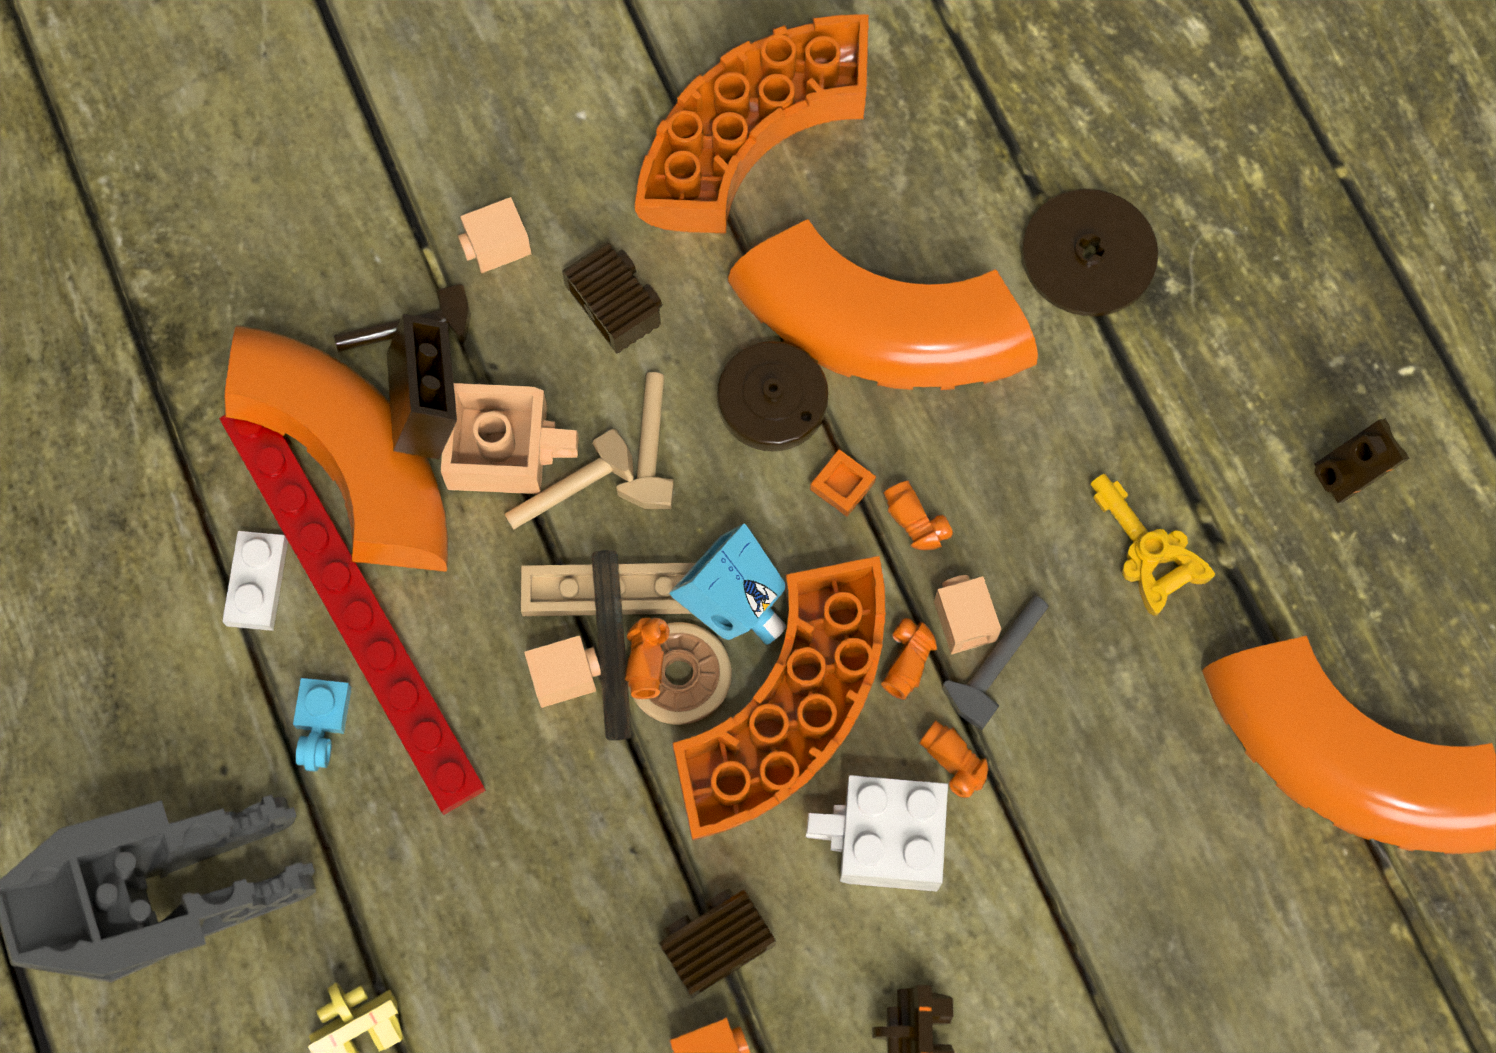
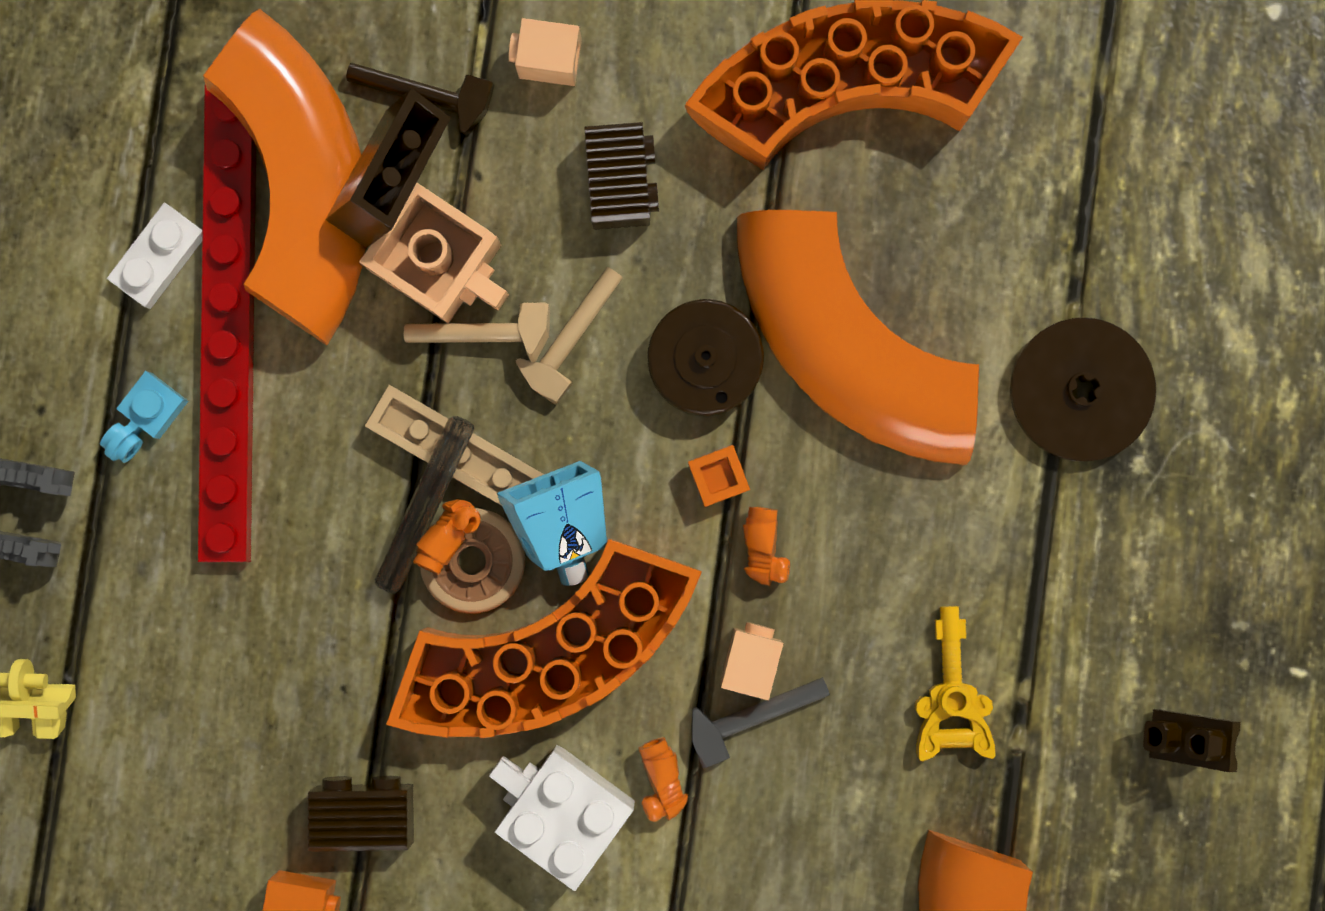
camera: 35 degrees right, 15 degrees up
(562, 670) = (369, 501): light nougat brick -> none
(910, 662) = (676, 671): orange arm -> none

